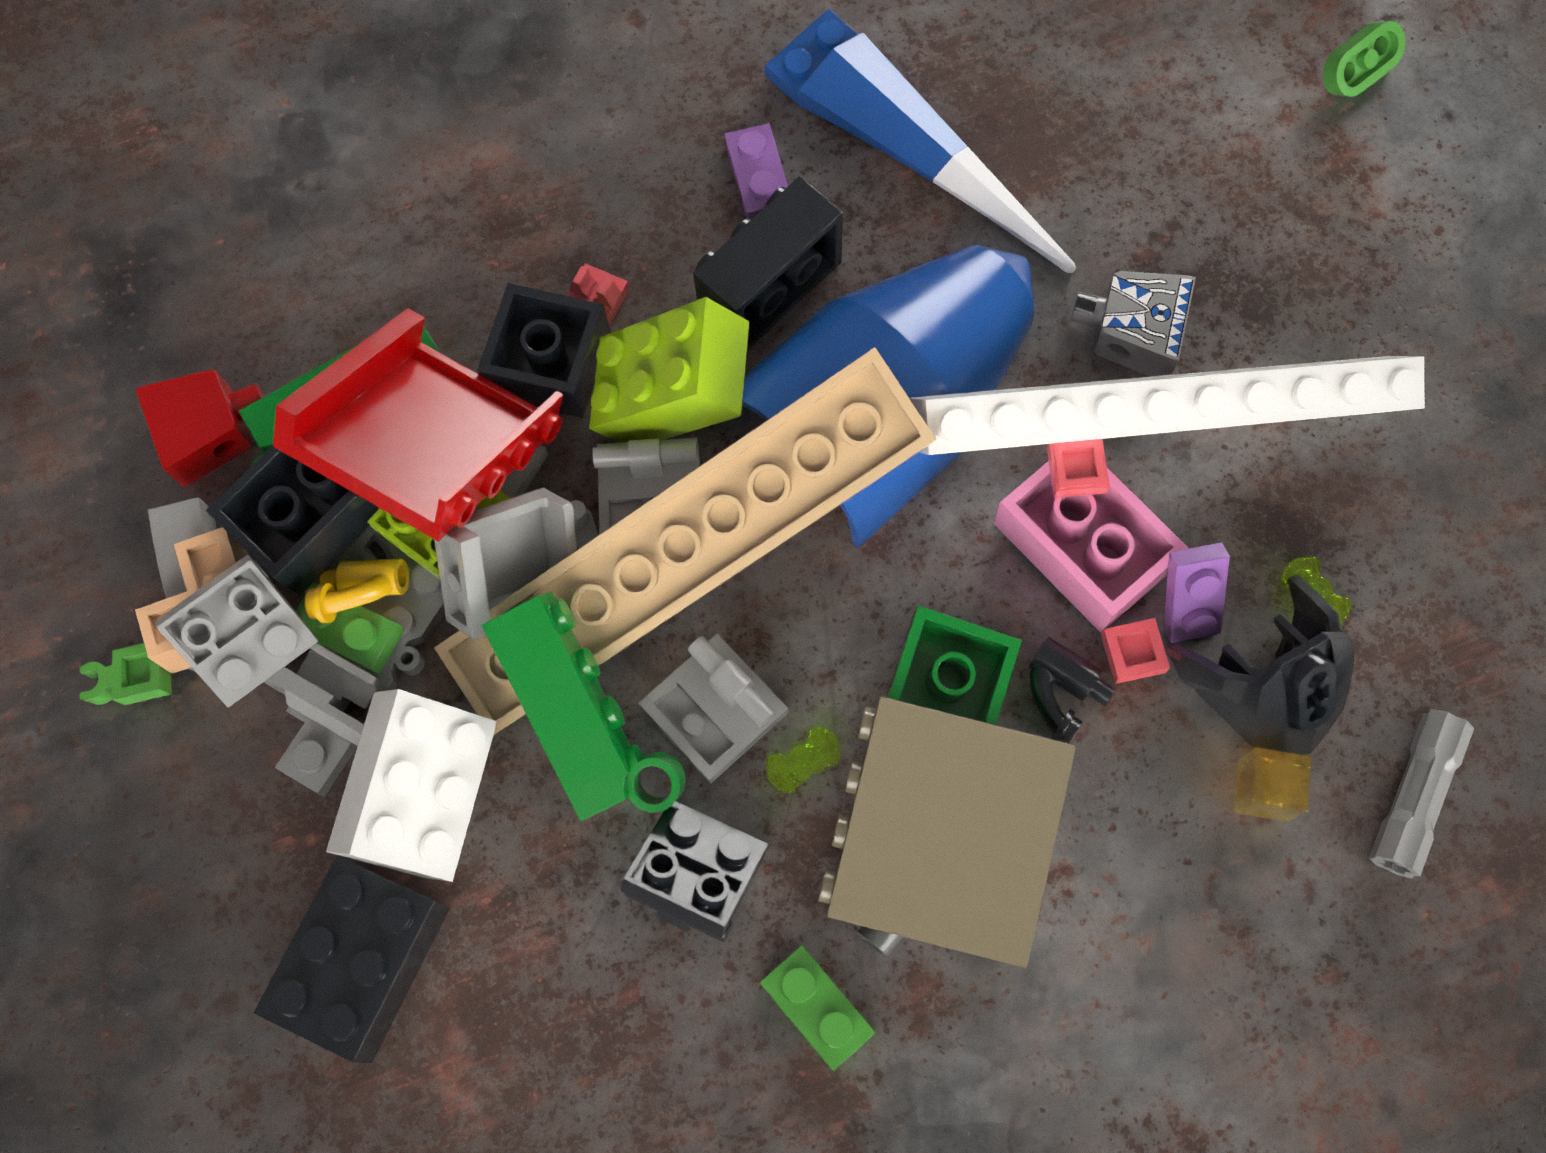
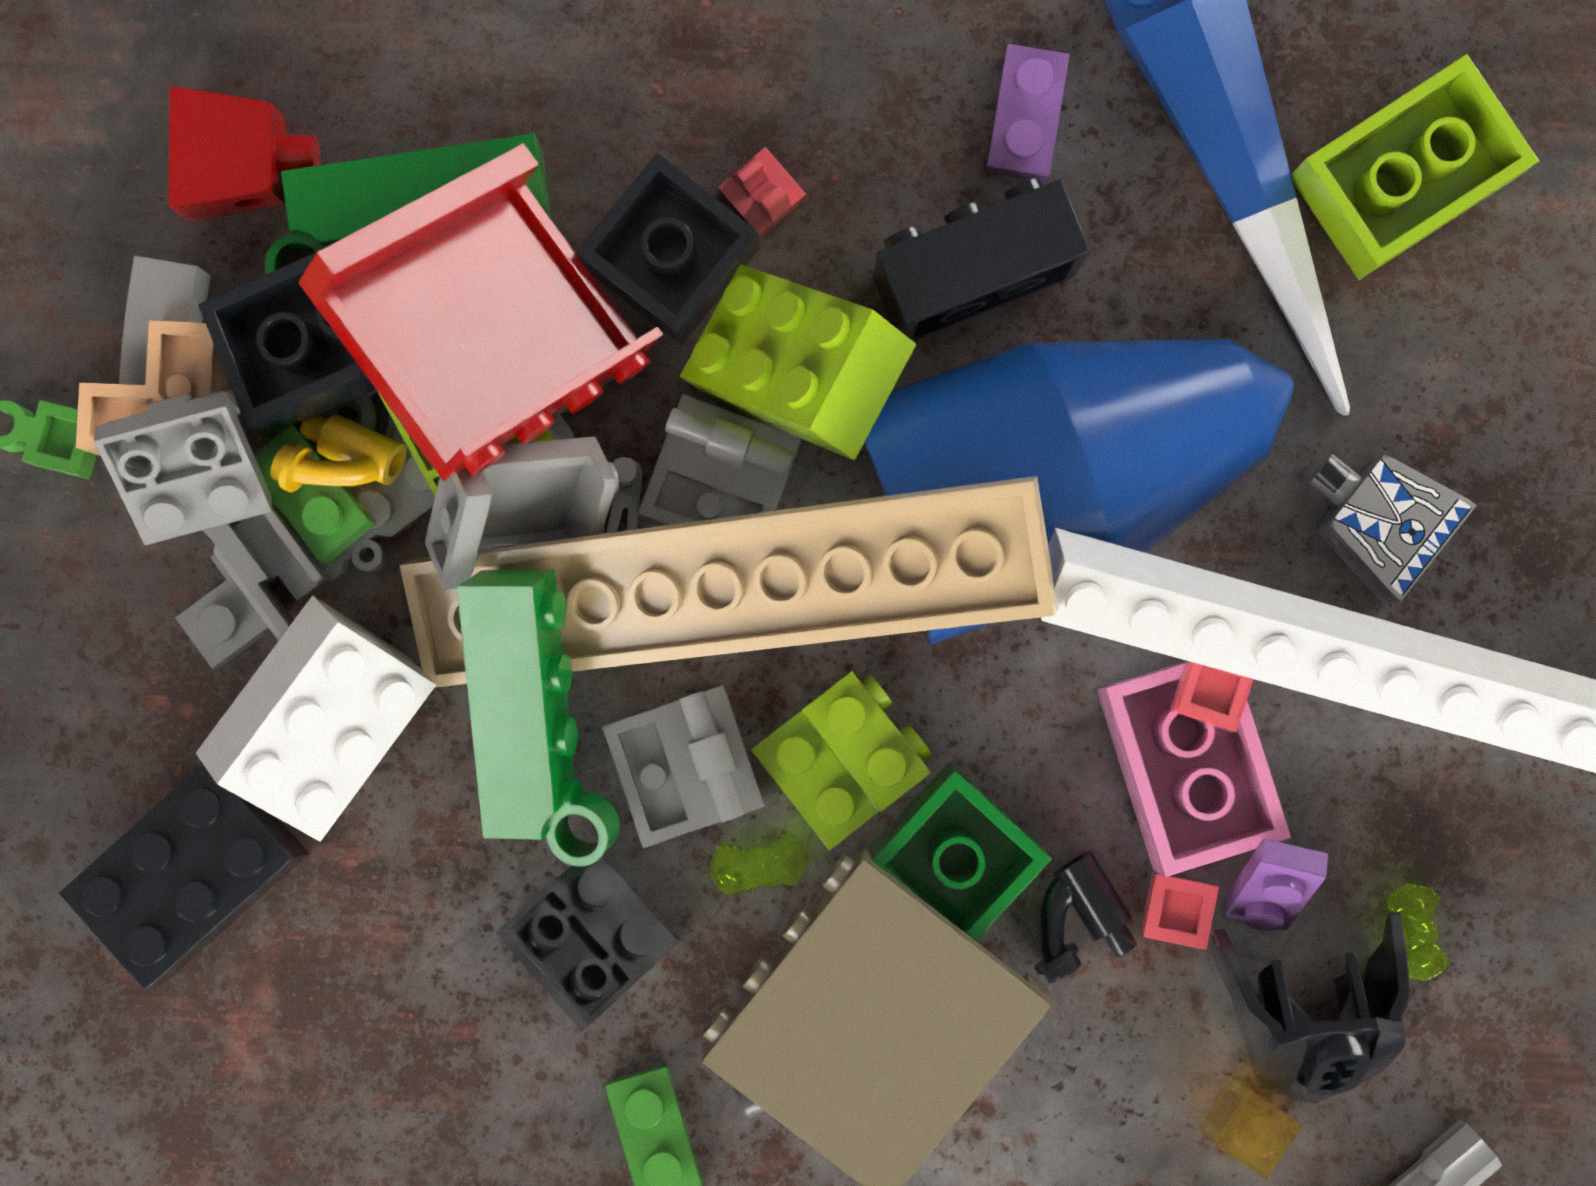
camera: 20 degrees right, 15 degrees up
(832, 650) = (844, 758): none -> lime plate
(1035, 92) = (1413, 167): none -> lime brick

